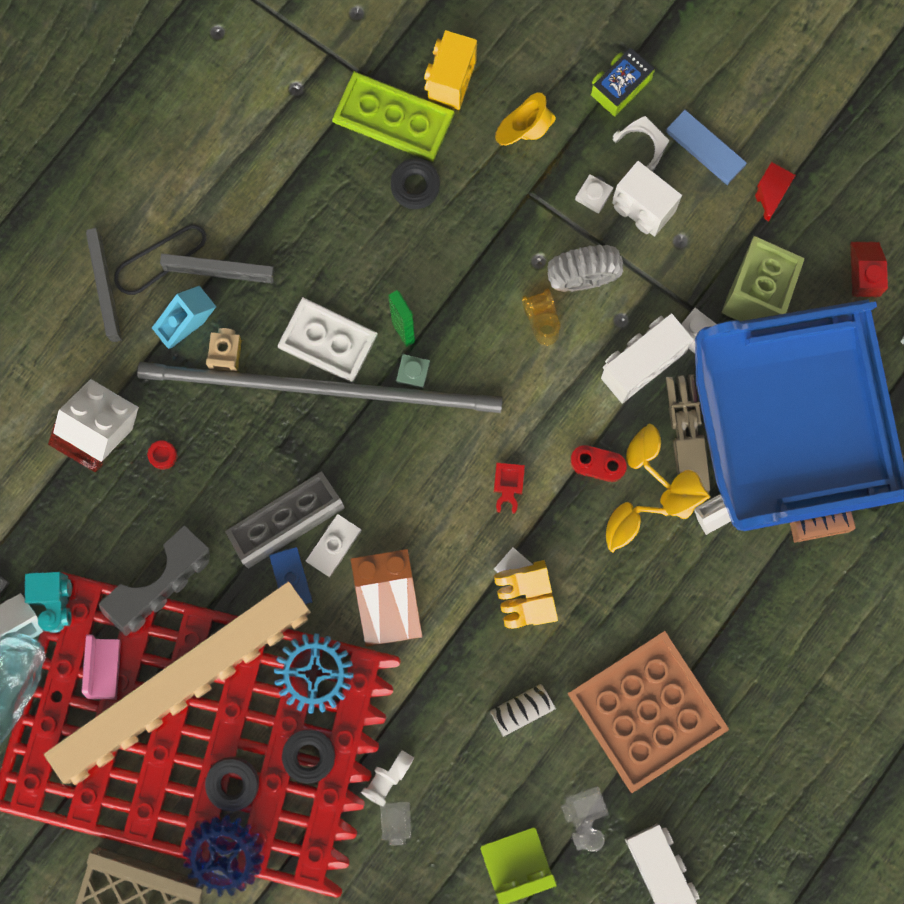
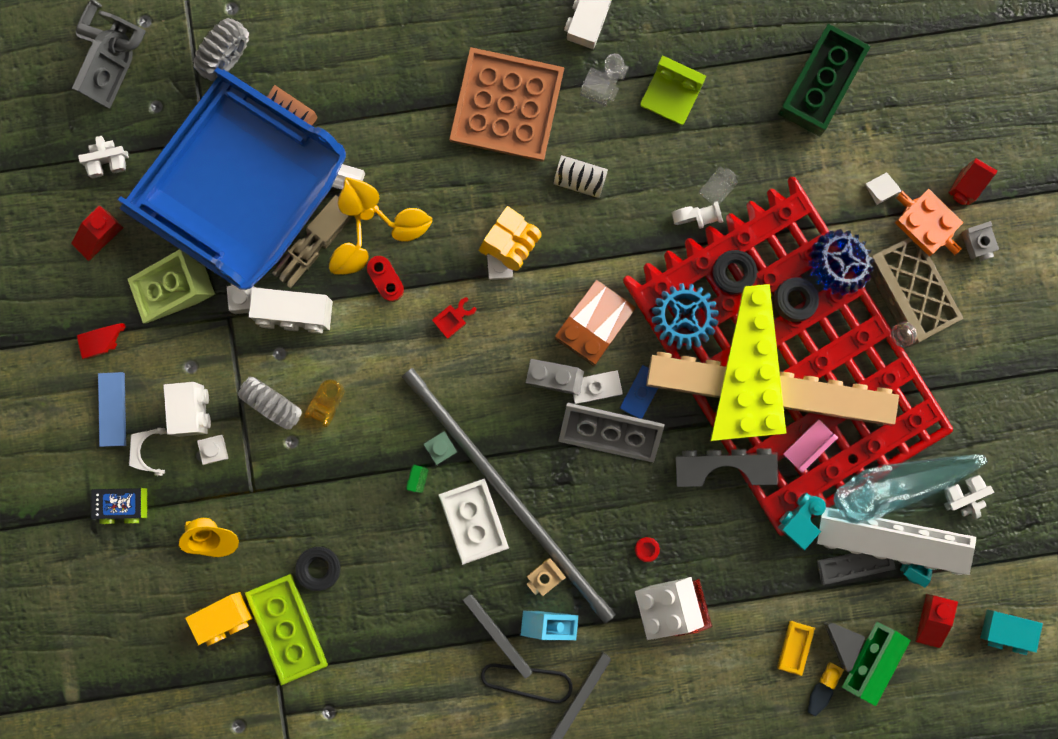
camera: 135 degrees left, 5 degrees up
(109, 847) = (904, 334): none -> clear tile
(198, 665) = (751, 384): none -> neon yellow wing
(374, 517) = (555, 377): none -> light grey brick

